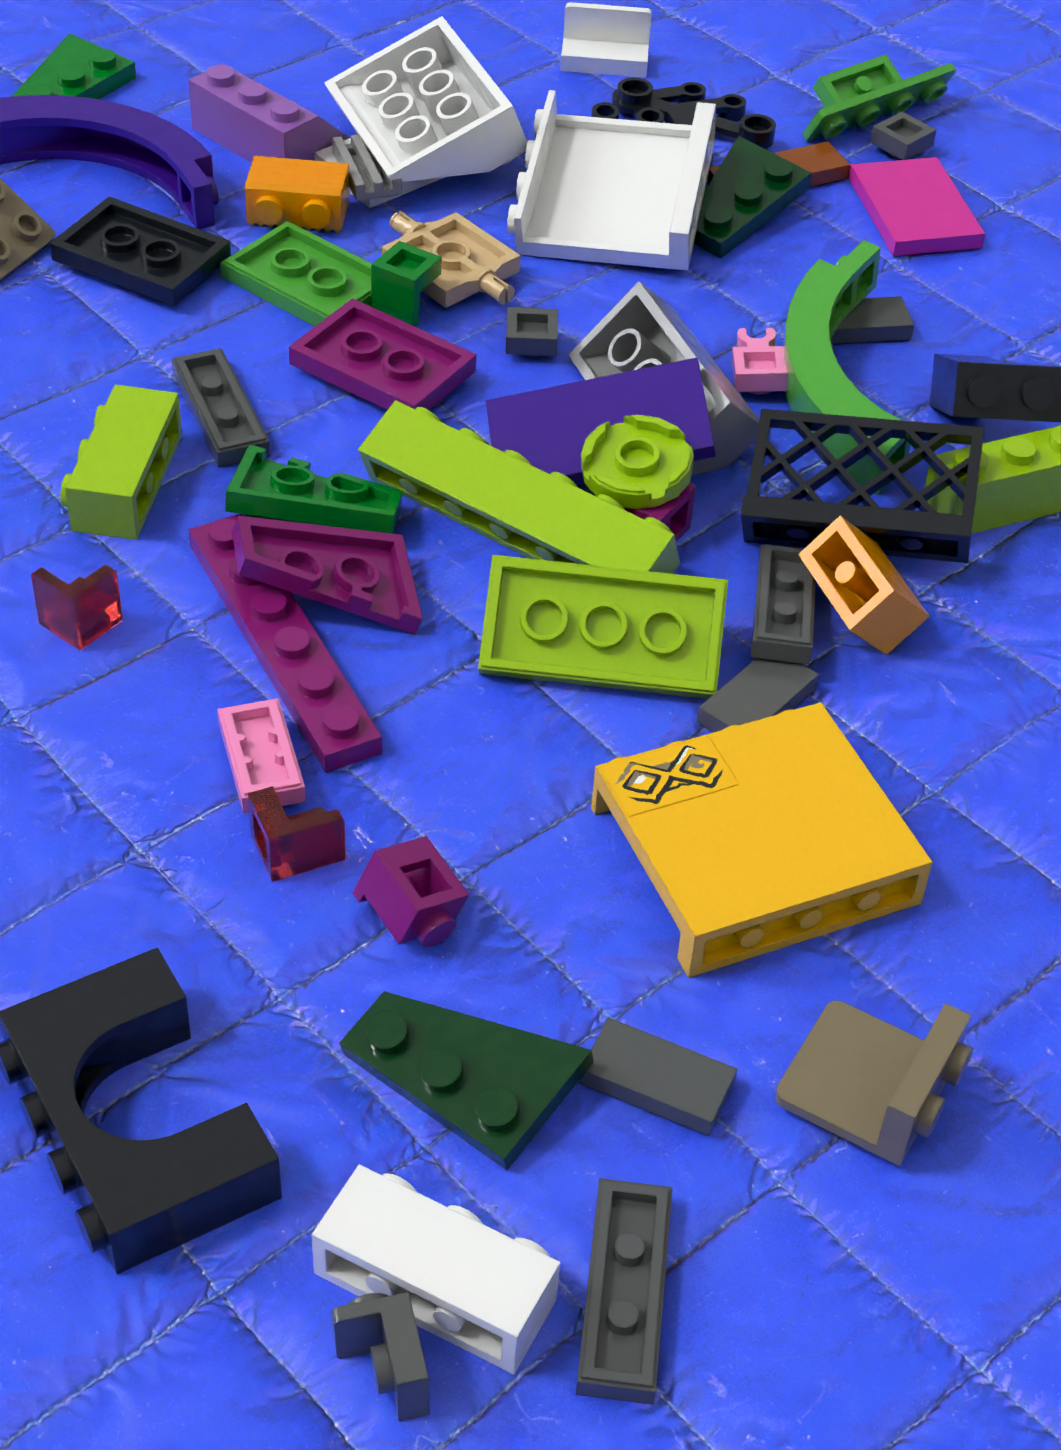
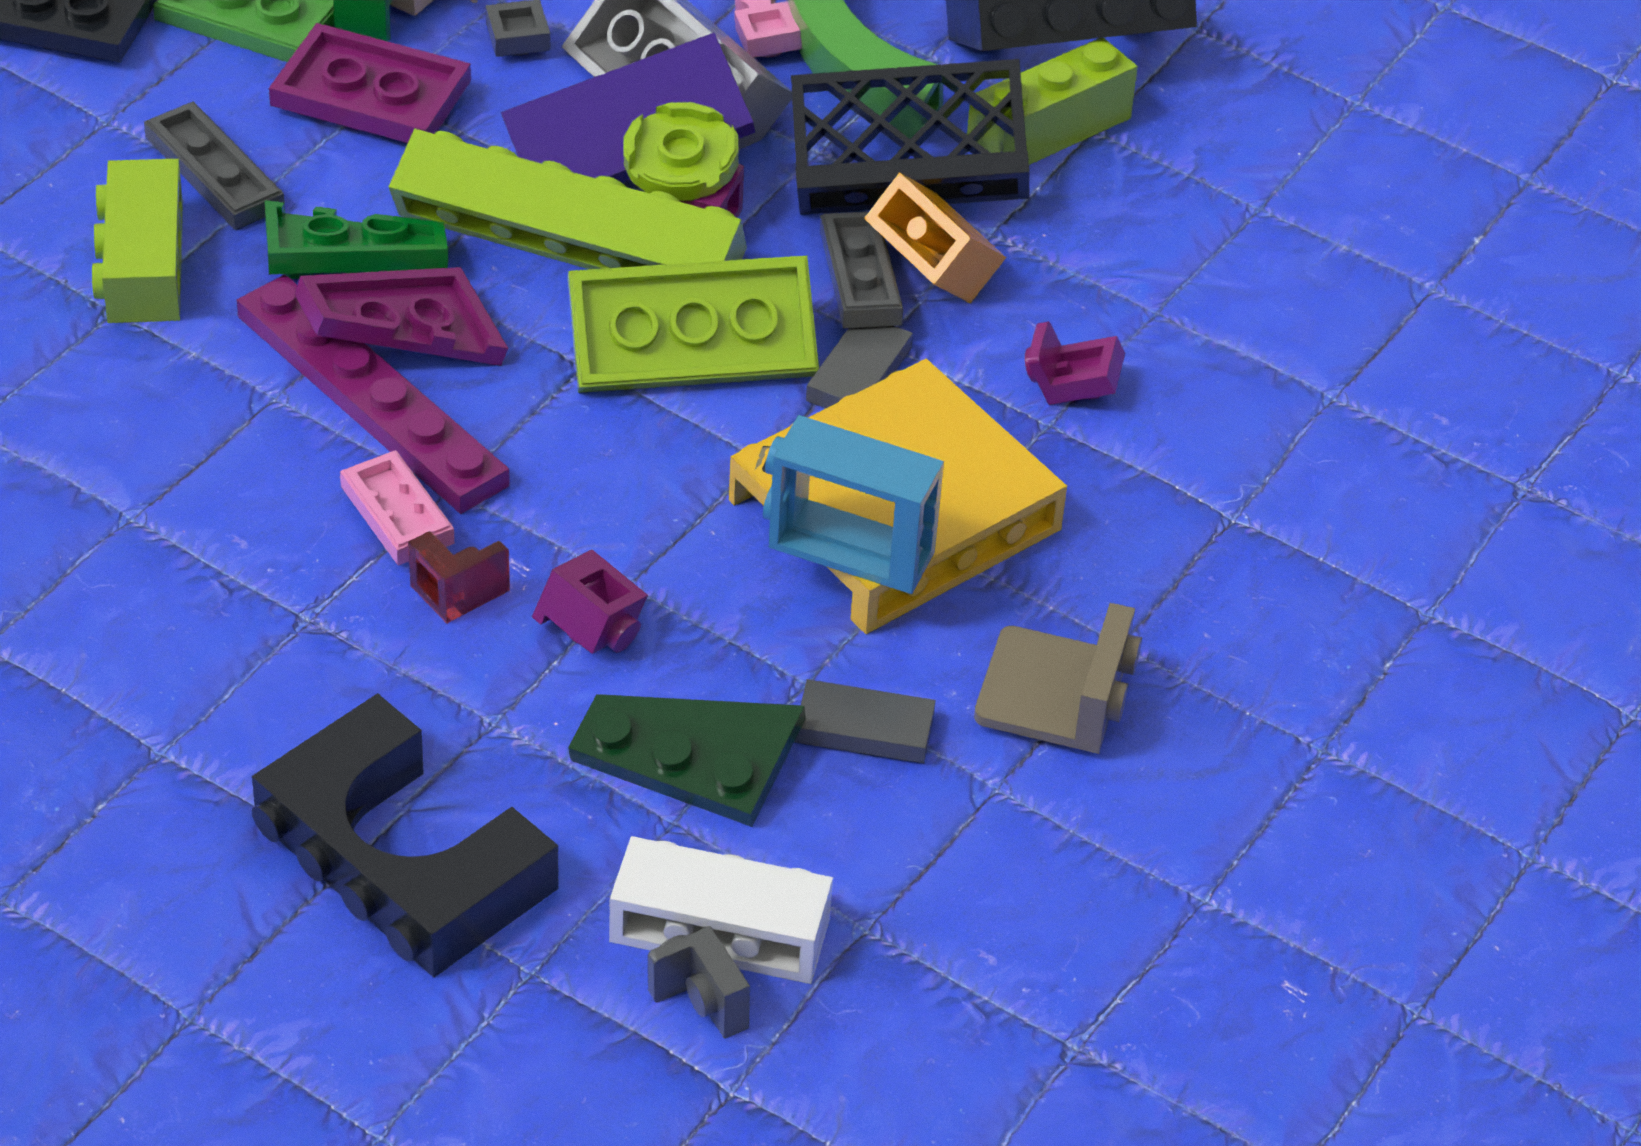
camera: 15 degrees left, 0 degrees up
(79, 609) = (155, 400): panel -> none
(625, 1292) = (888, 898): dark grey tile -> none
(715, 897) = (842, 539): none -> dark azure window
(972, 739) = (1074, 369): none -> magenta bracket

